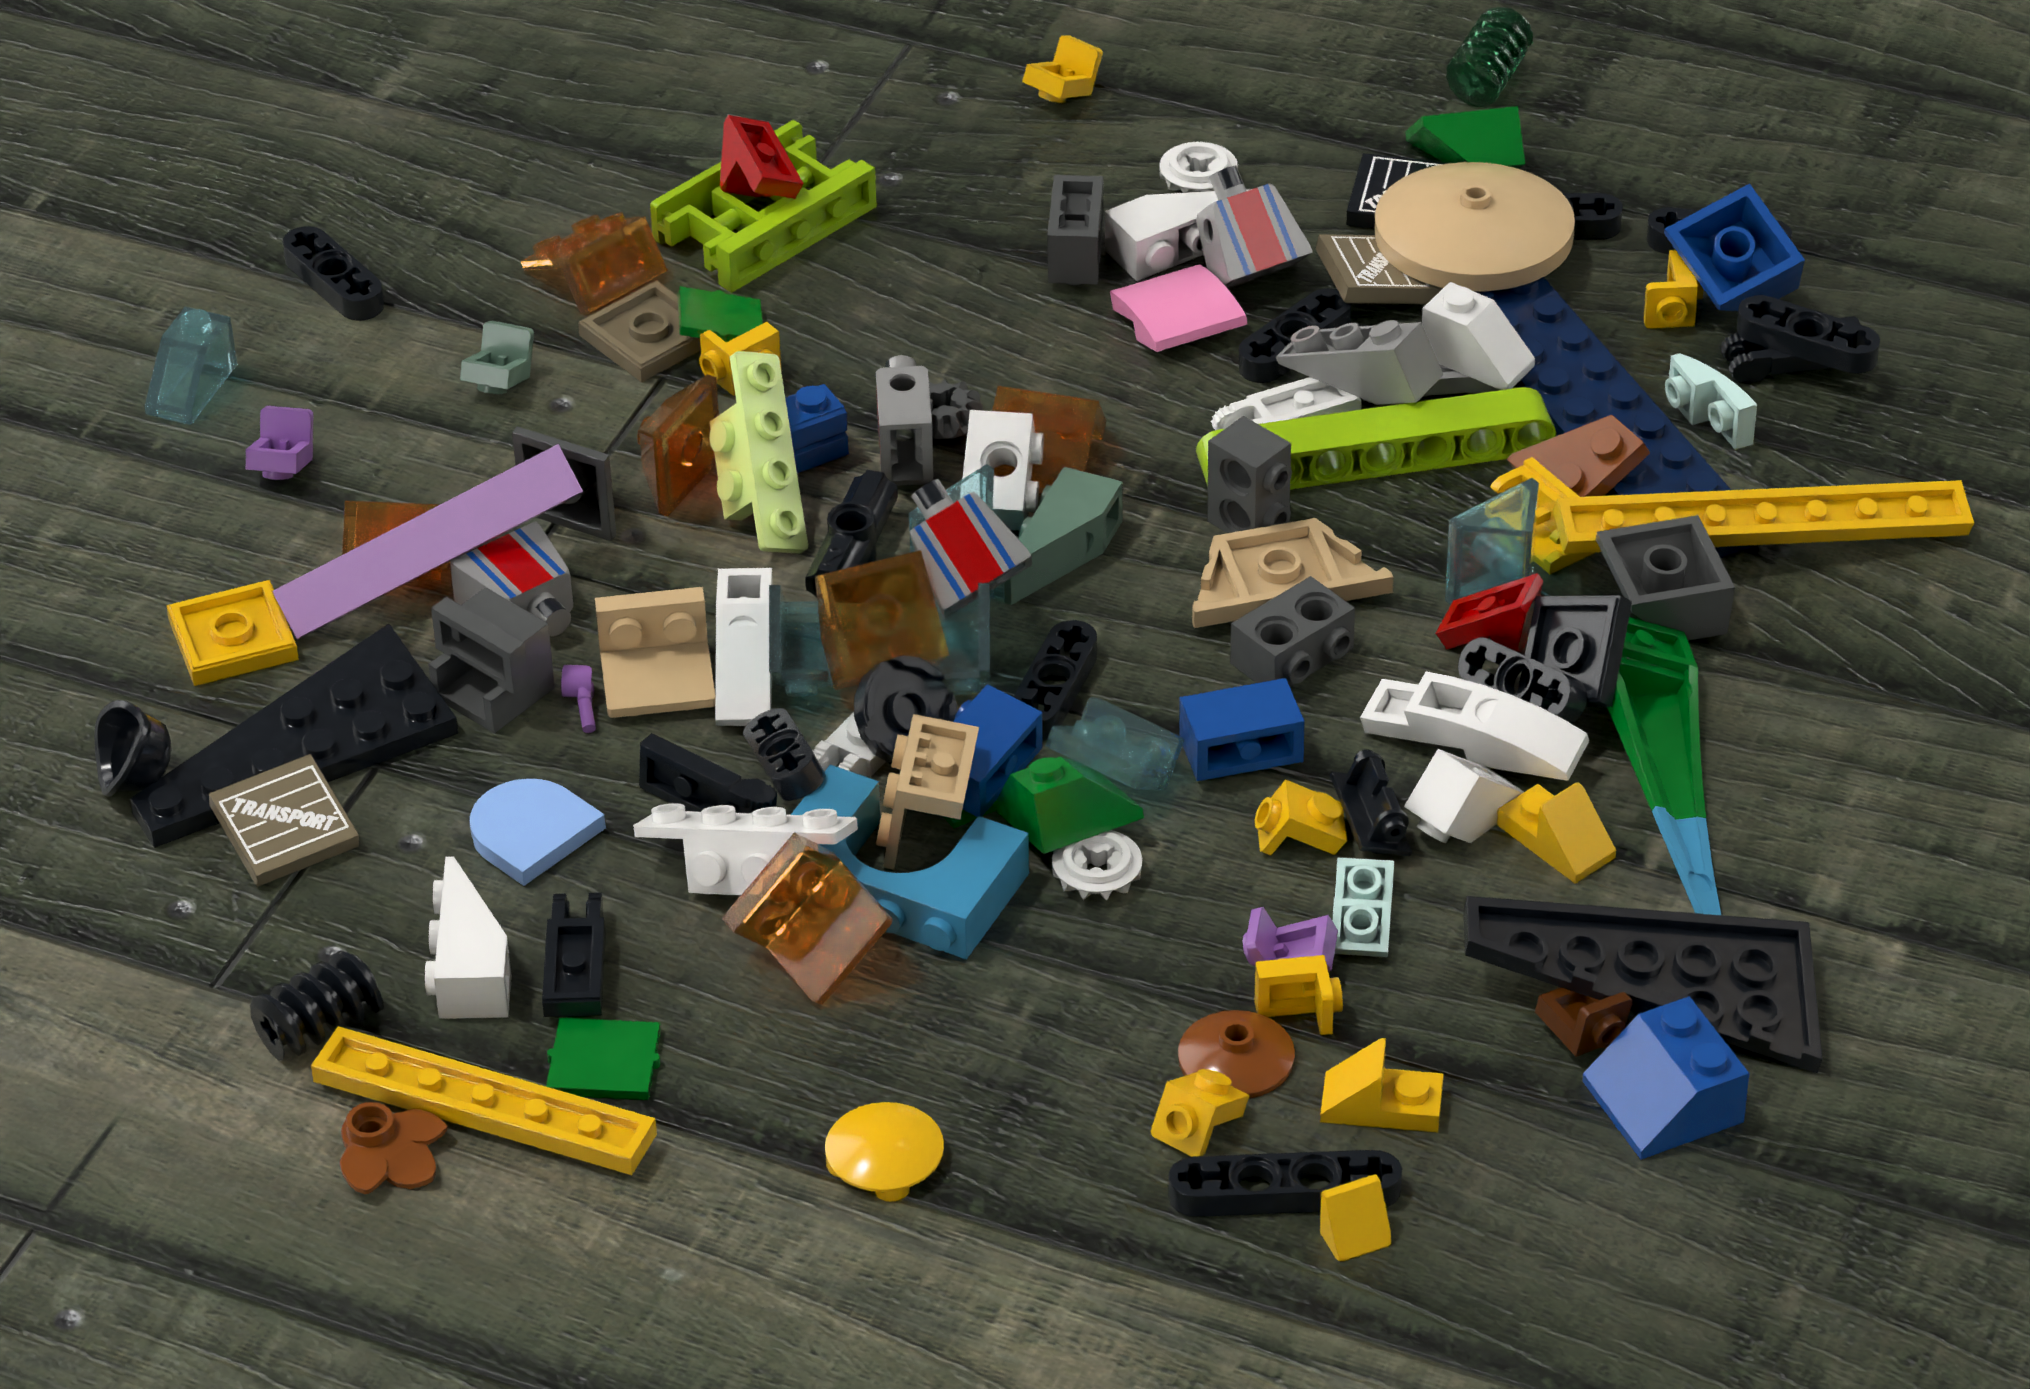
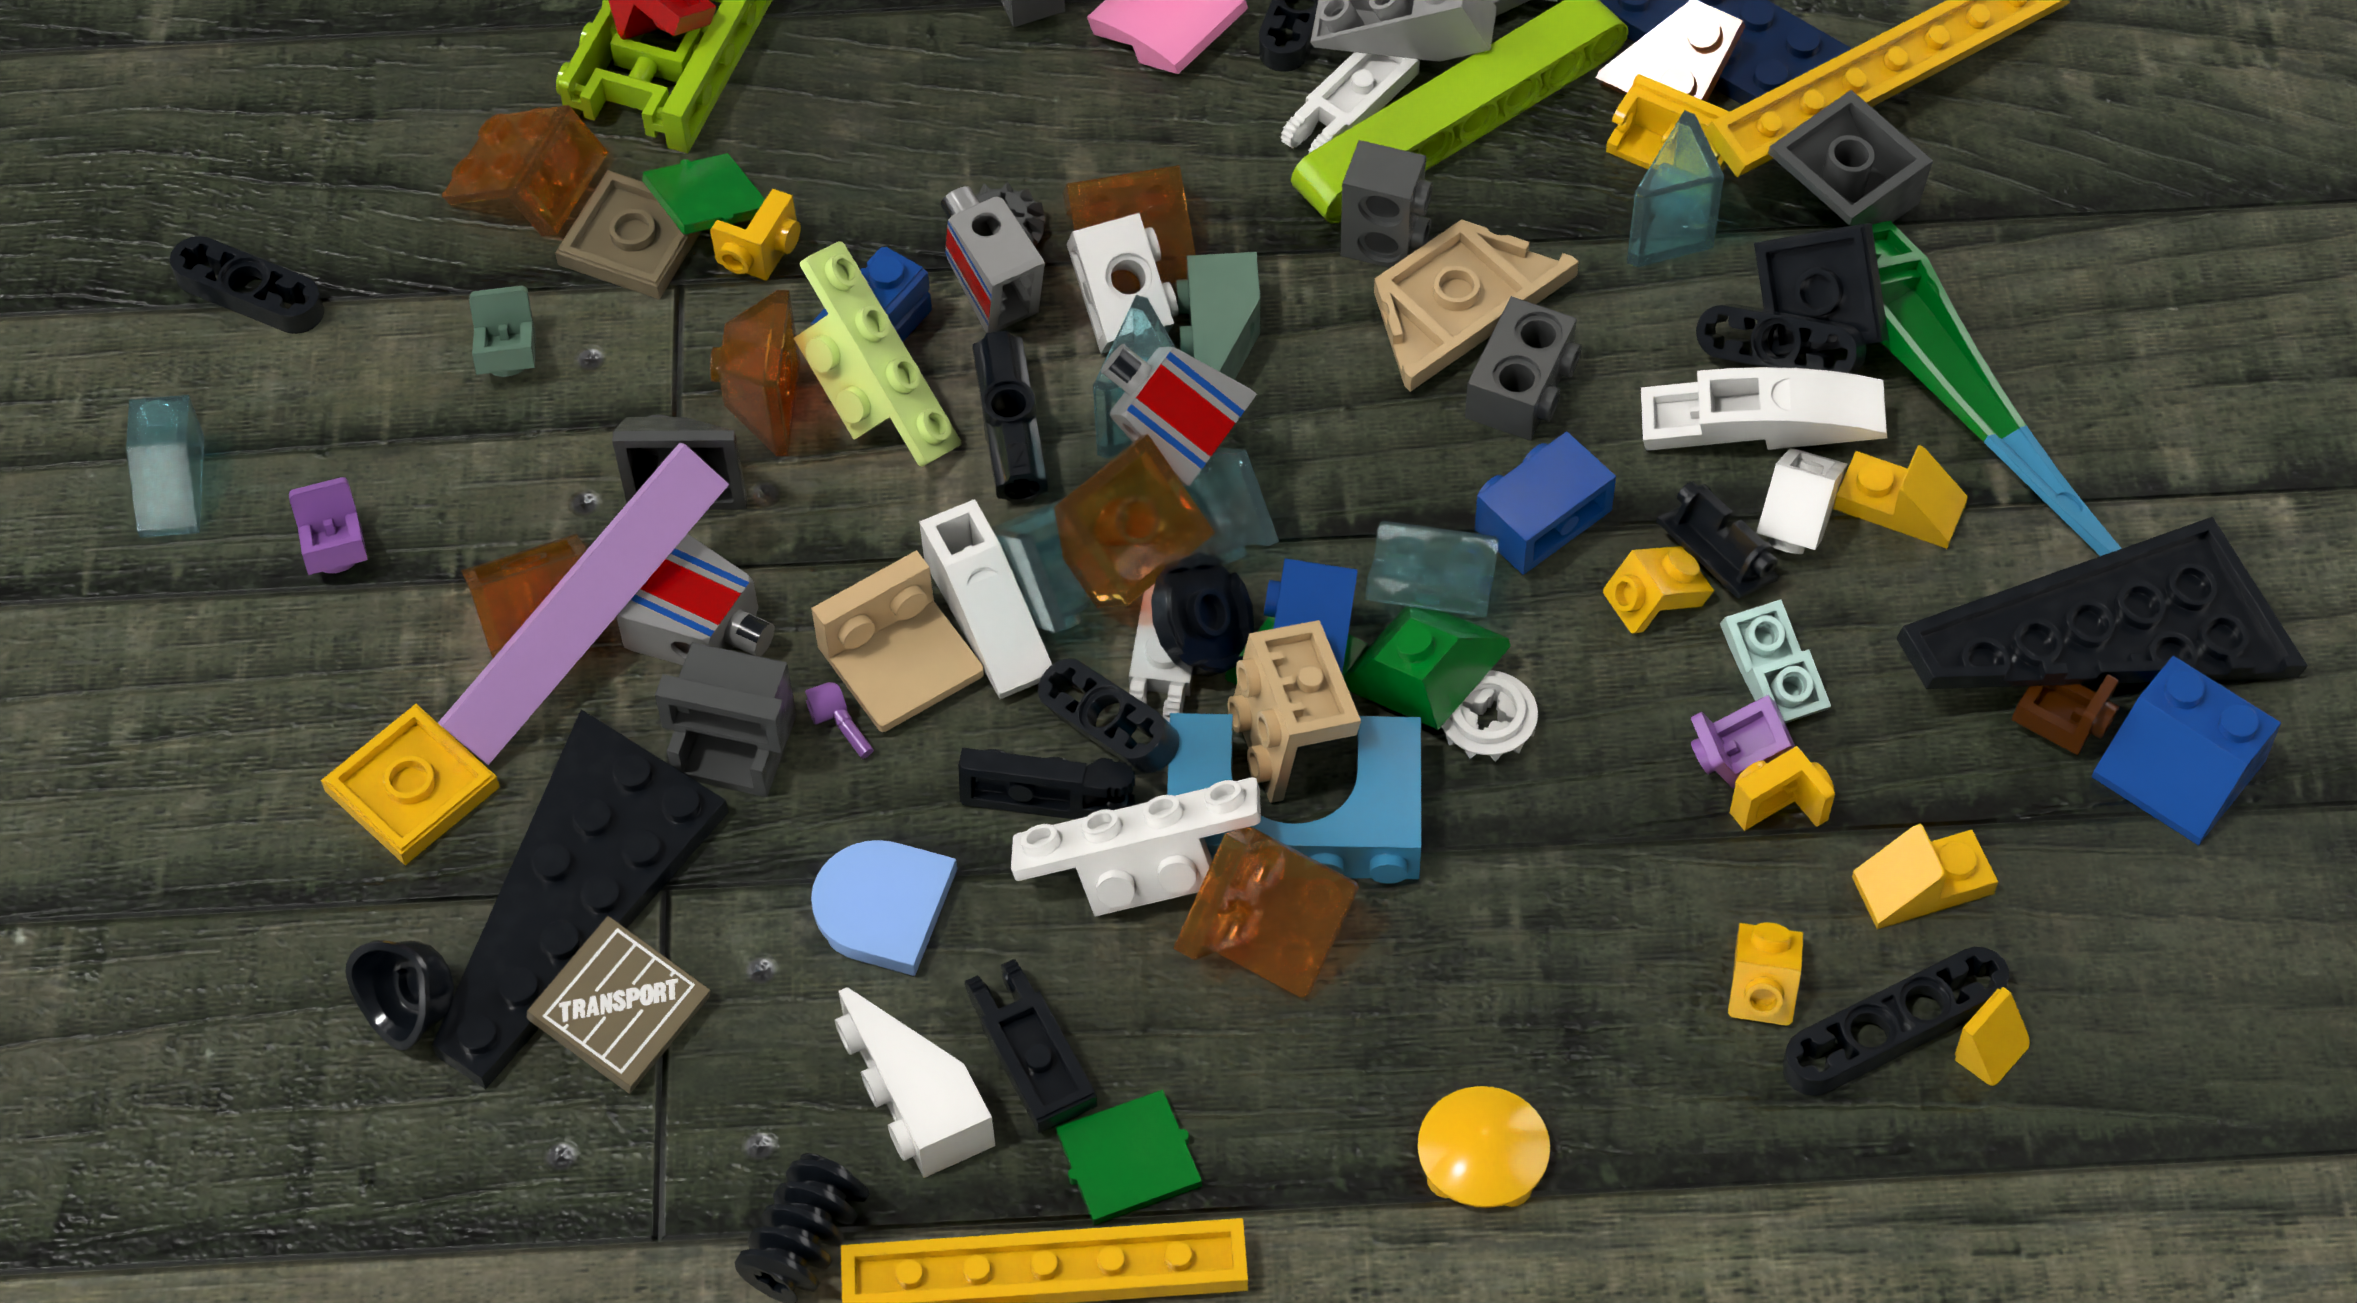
camera: 25 degrees left, 15 degrees up
(1052, 662) = (1319, 488): black beam -> none
(1242, 1046) = (1730, 897): dark orange dish -> none
(1496, 613) = (1707, 268): red slope -> none

